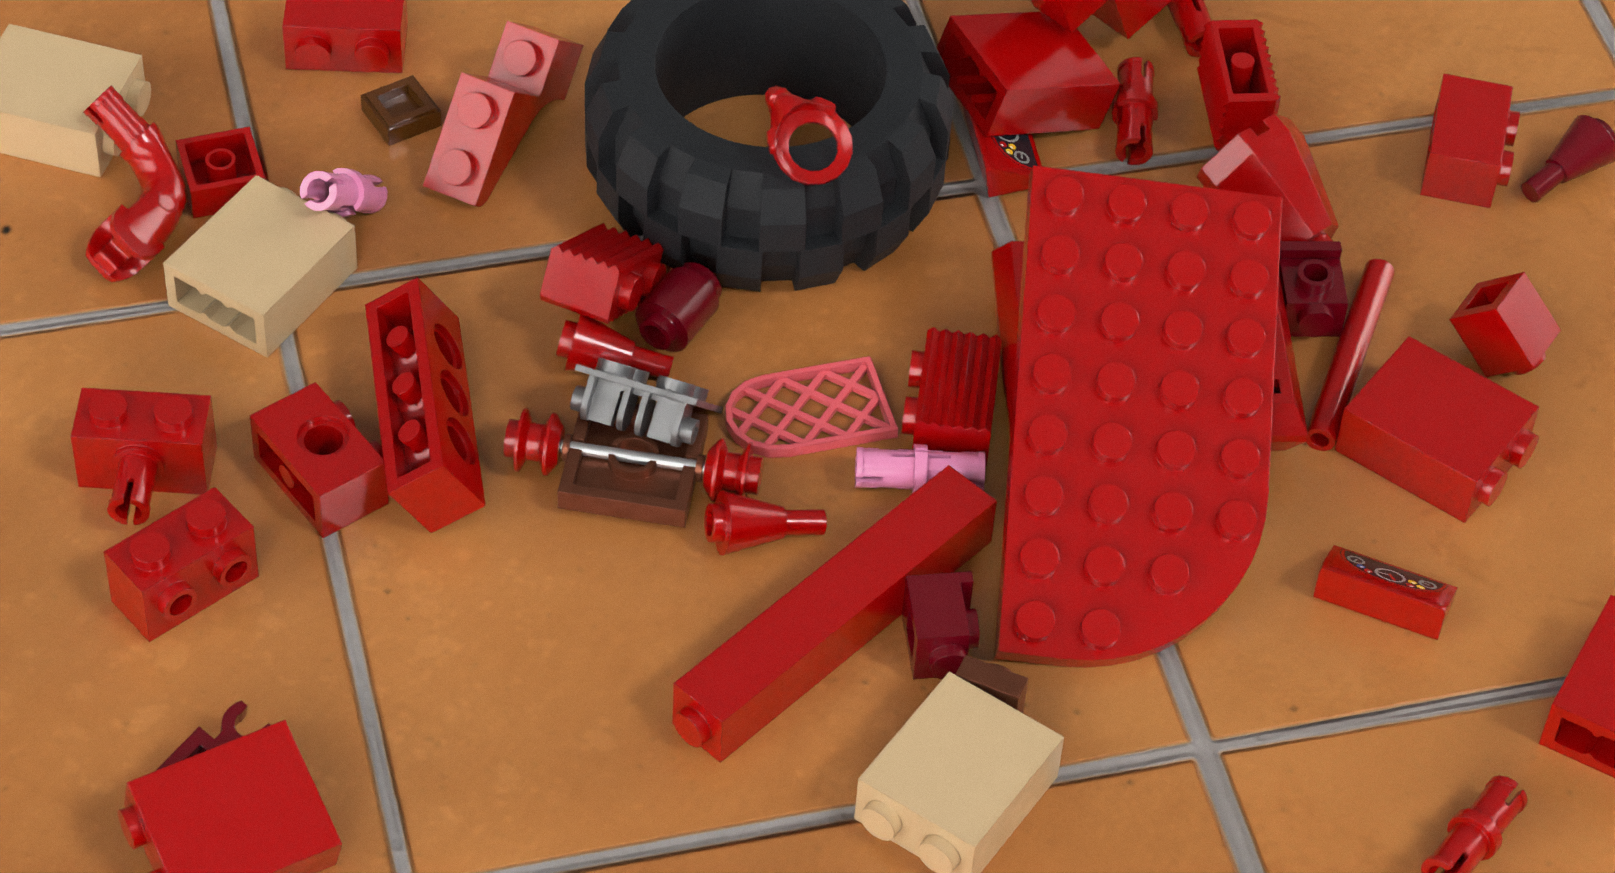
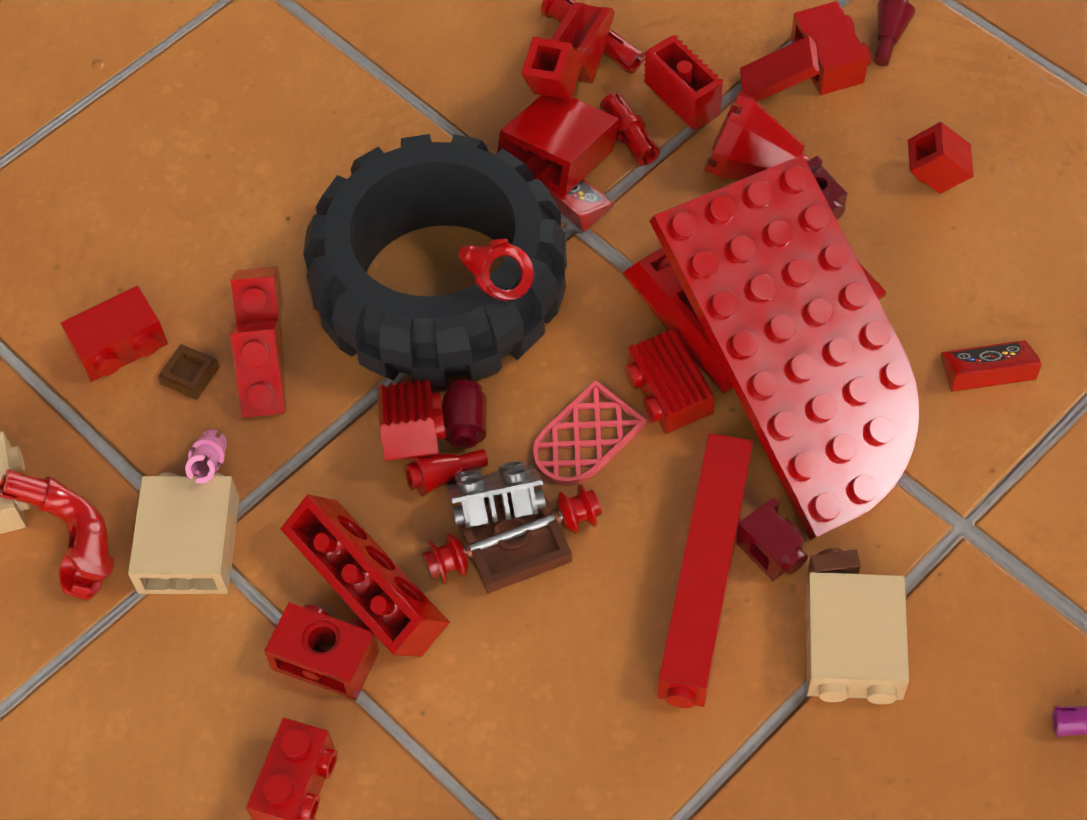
camera: 25 degrees left, 10 degrees up
(143, 446) = (205, 711): red brick -> none
(217, 168) = (107, 480): red piece -> none
(745, 522) = (607, 539): red cone -> none
(913, 467) = (681, 441): bright pink pin -> none
(1349, 354) = (861, 221): red piece -> none
(1375, 131) = (780, 69): none -> red tile
(1438, 429) = (949, 245): red brick -> none

